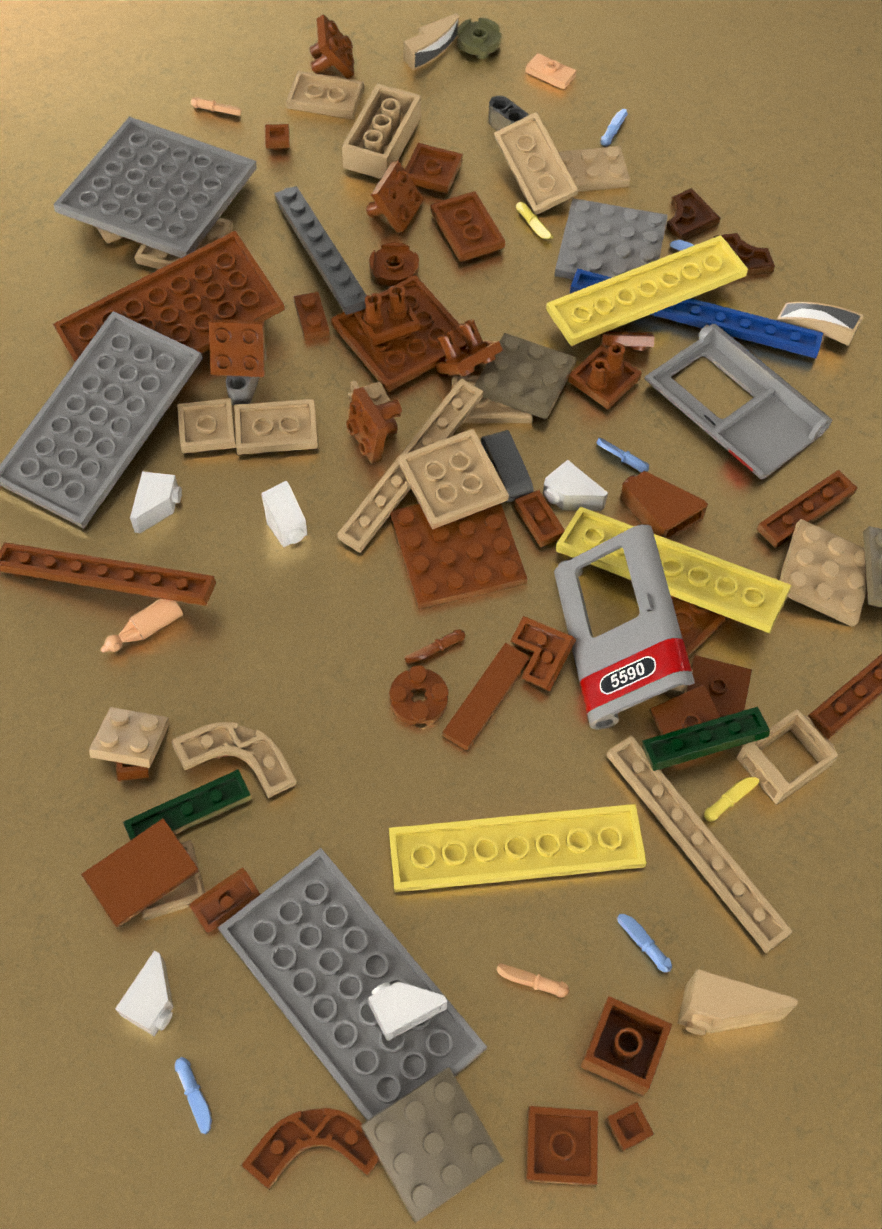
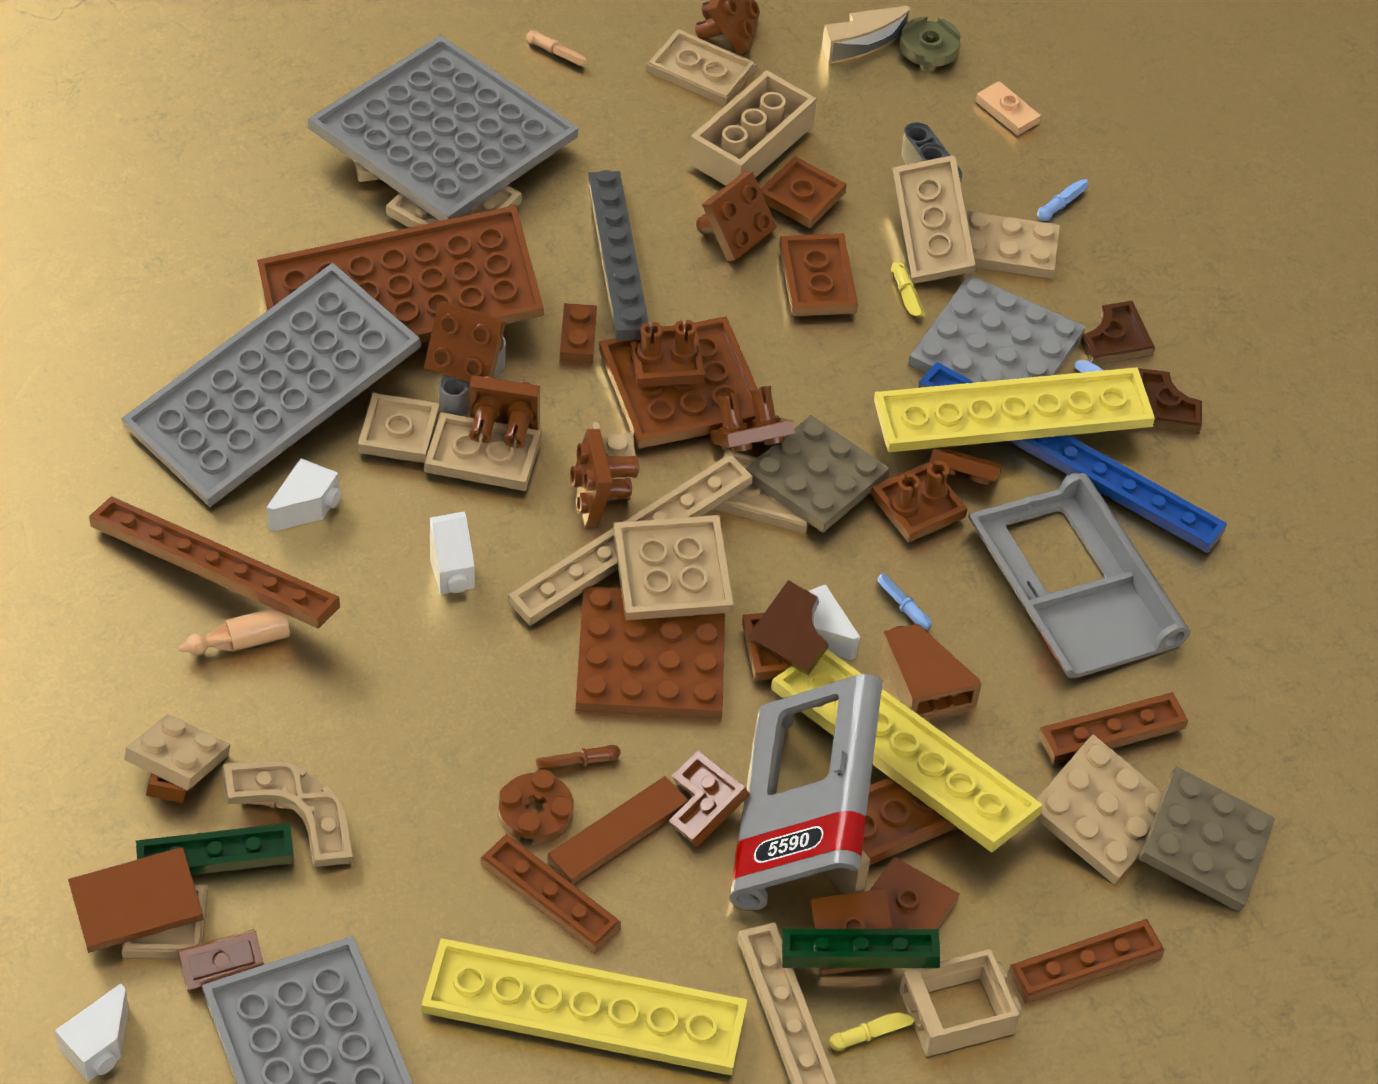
camera: 15 degrees right, 10 degrees down
(277, 136) = (619, 103): dark orange plate -> none
(281, 385) = (503, 403): none -> dark orange plate
(391, 275) = (706, 282): dark orange plate -> none
(455, 762) = (550, 893): none -> dark orange tile
(508, 464) = (749, 572): dark grey beam -> none
(556, 503) = (789, 629): none -> reddish brown tile
(830, 320) = (1241, 509): slope -> none

